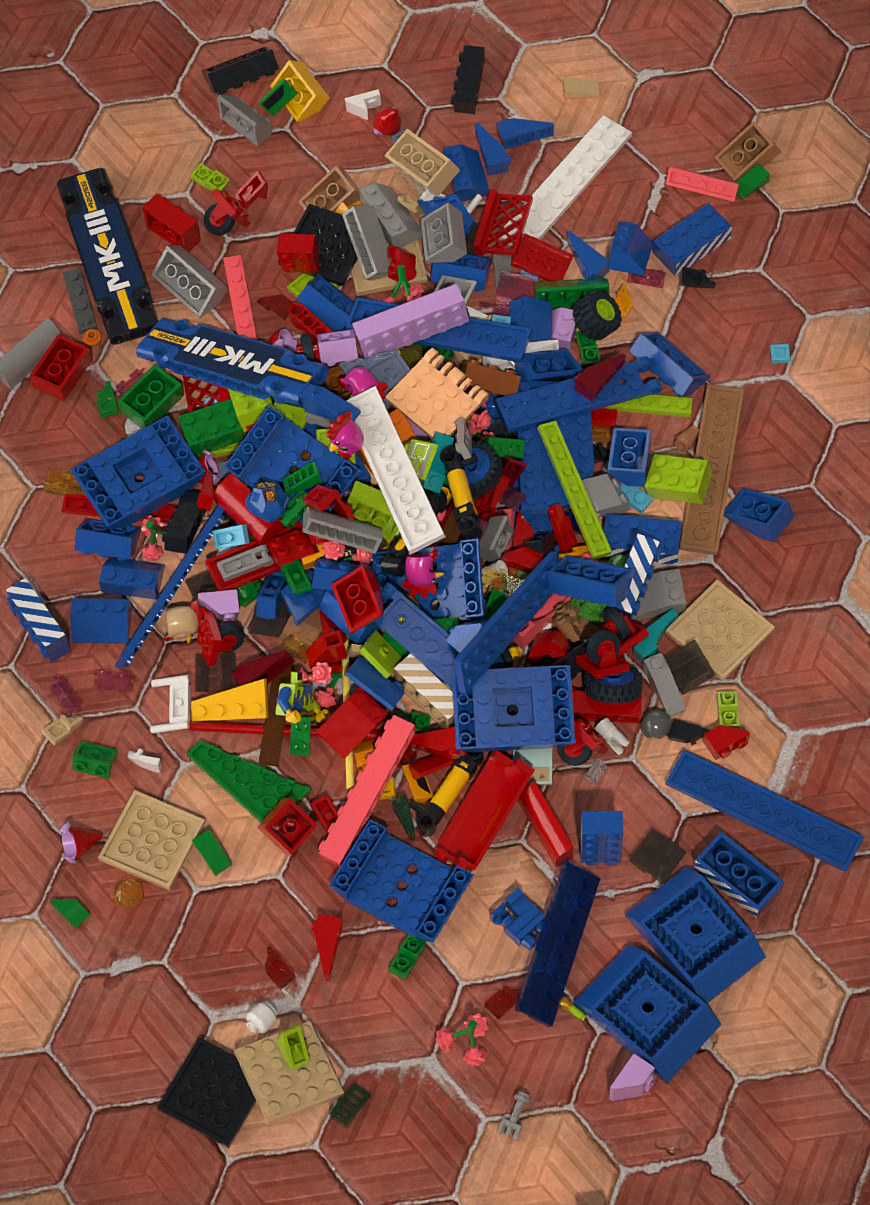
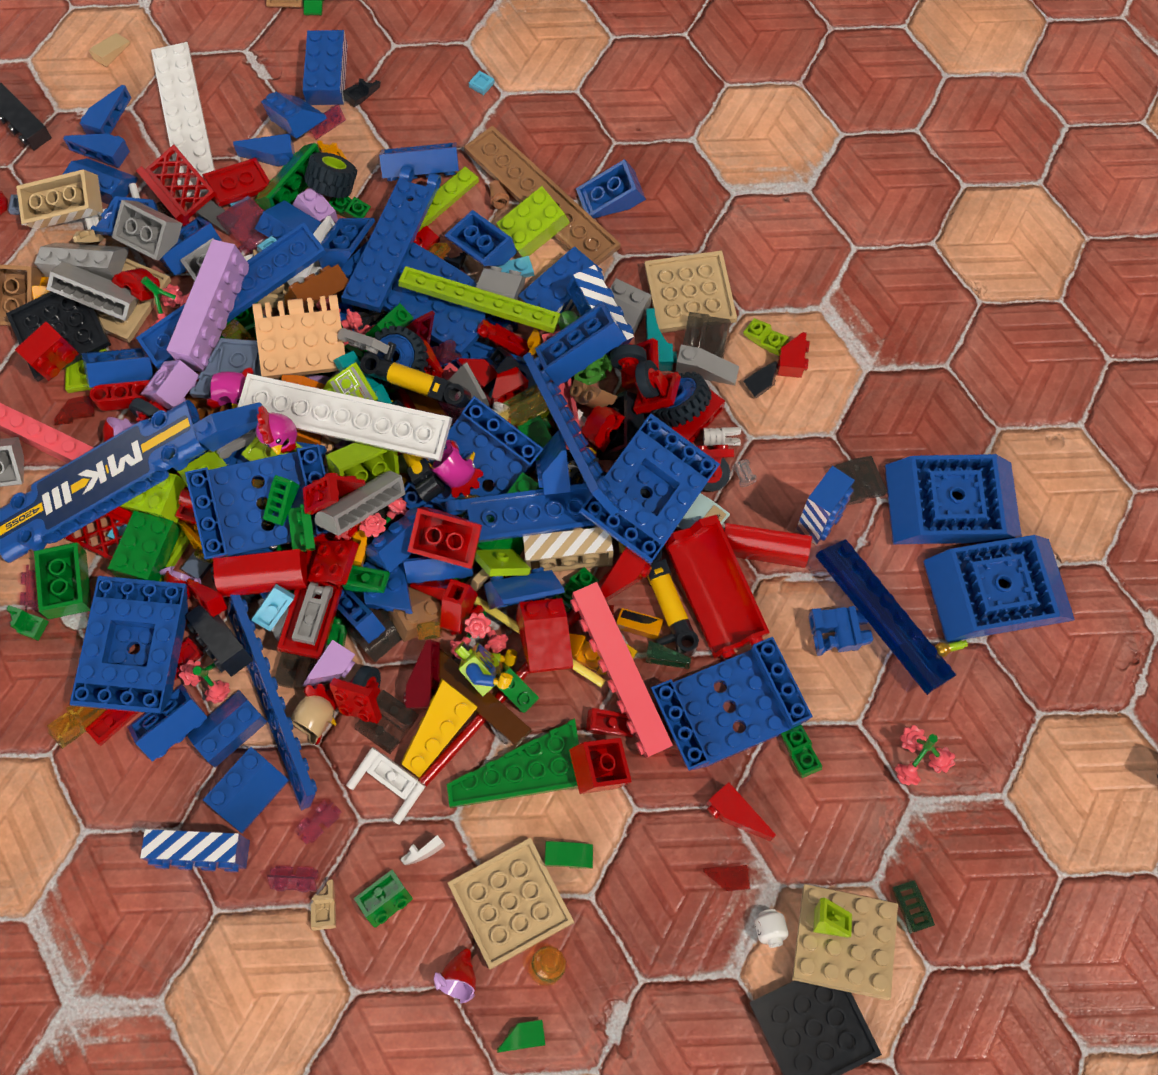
camera: 55 degrees left, 5 degrees up
(267, 501) = (274, 545): blue helmet -> none
(429, 766) = (636, 601): red slope -> none
(502, 1001) = (902, 699): clear red slope -> none
(522, 1098) = (1026, 775): light grey hinge -> none
(597, 376) = (393, 209): dark red slope -> none
(633, 1080) = (1059, 643): lavender slope -> none
(656, 724) = (736, 397): dark grey hair -> none
(702, 183) = (282, 27): coral plate -> none
(738, 875) = (926, 429): blue brick -> none
(764, 811) = (877, 373): blue plate -> none

